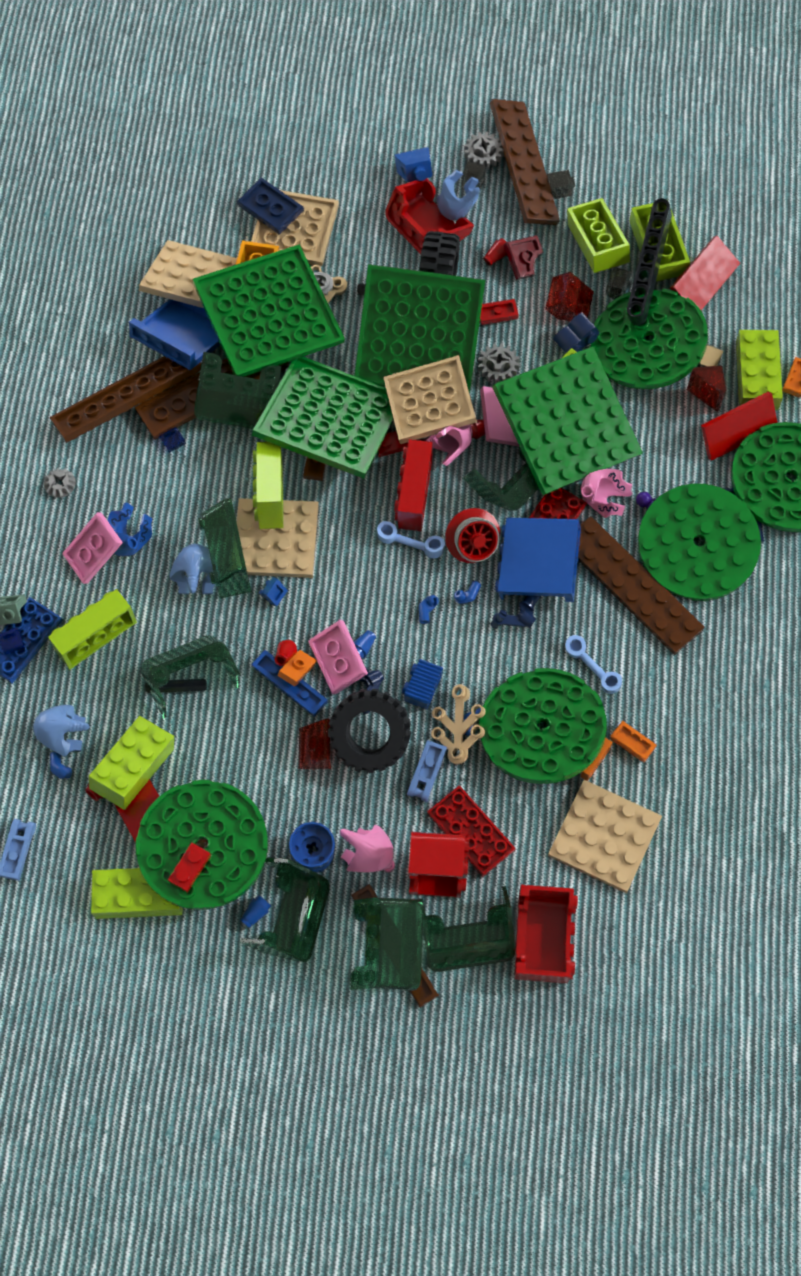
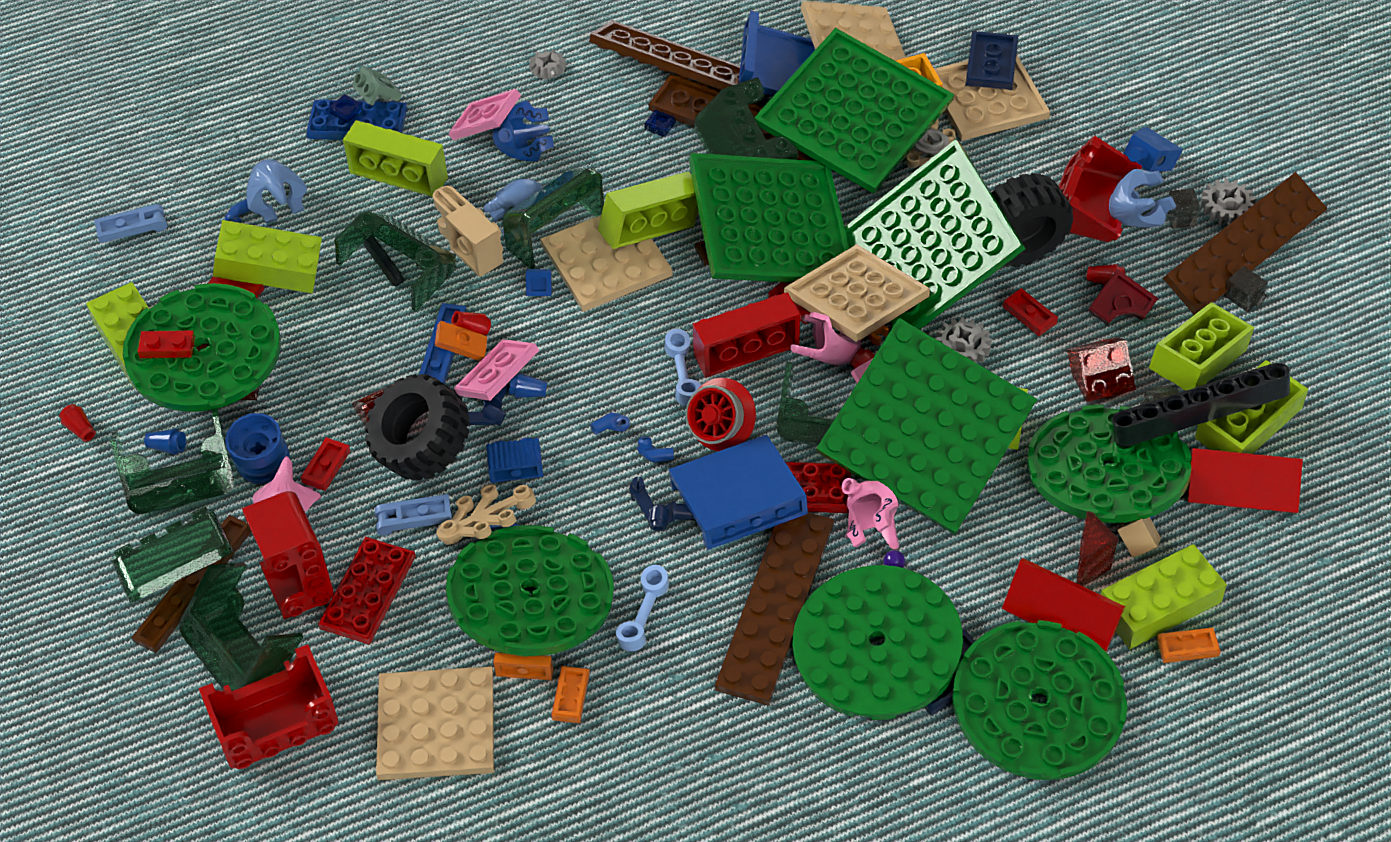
camera: 60 degrees right, 15 degrees down
(197, 967) = (77, 422): none -> red cone
(198, 614) = (468, 231): none -> tan brick
(347, 809) = (325, 464): none -> red plate
(577, 334) = (1057, 392): dark blue brick -> none

